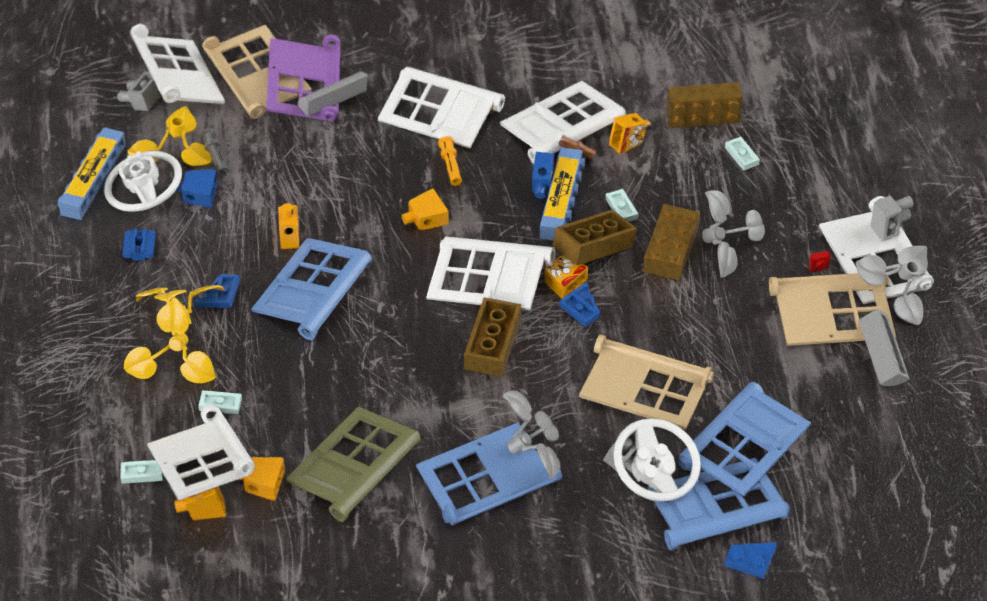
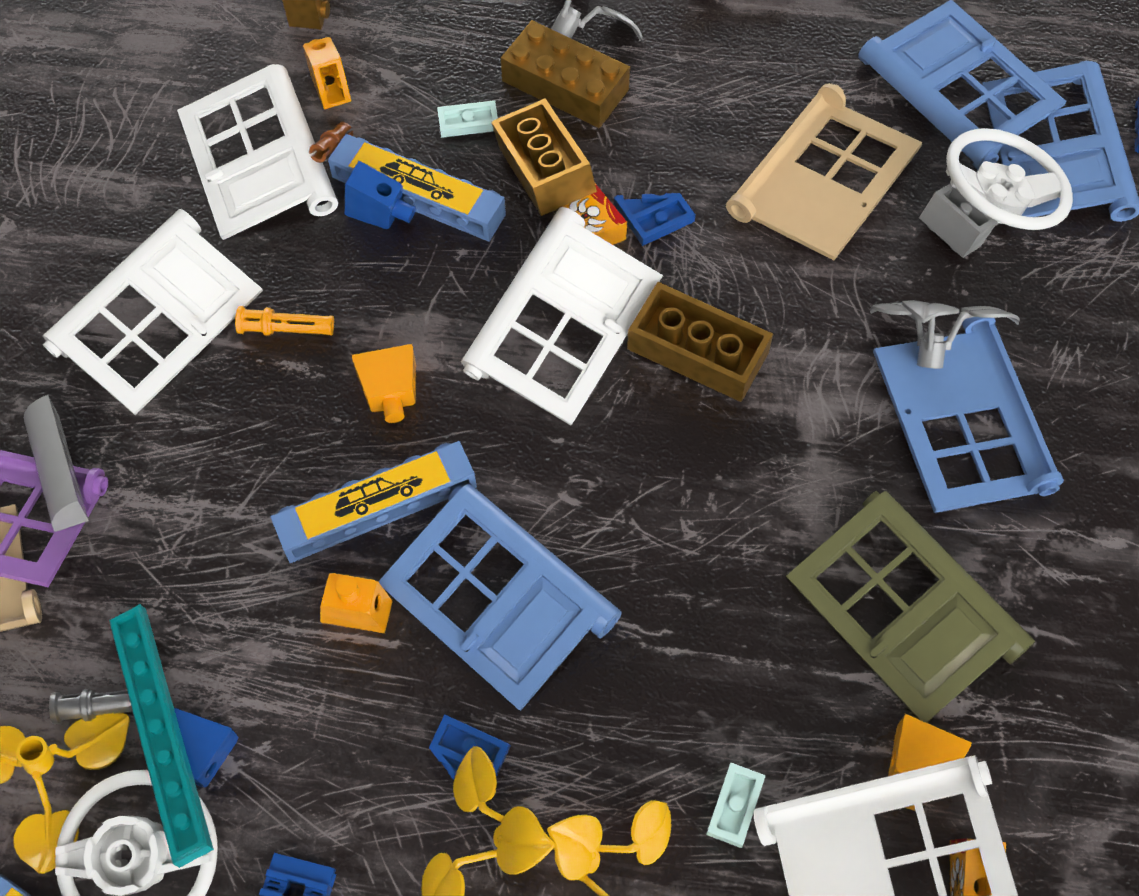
camera: 75 degrees left, 15 degrees up
(200, 167) = (161, 738): none -> teal tile
(351, 222) = (372, 501): none -> brick

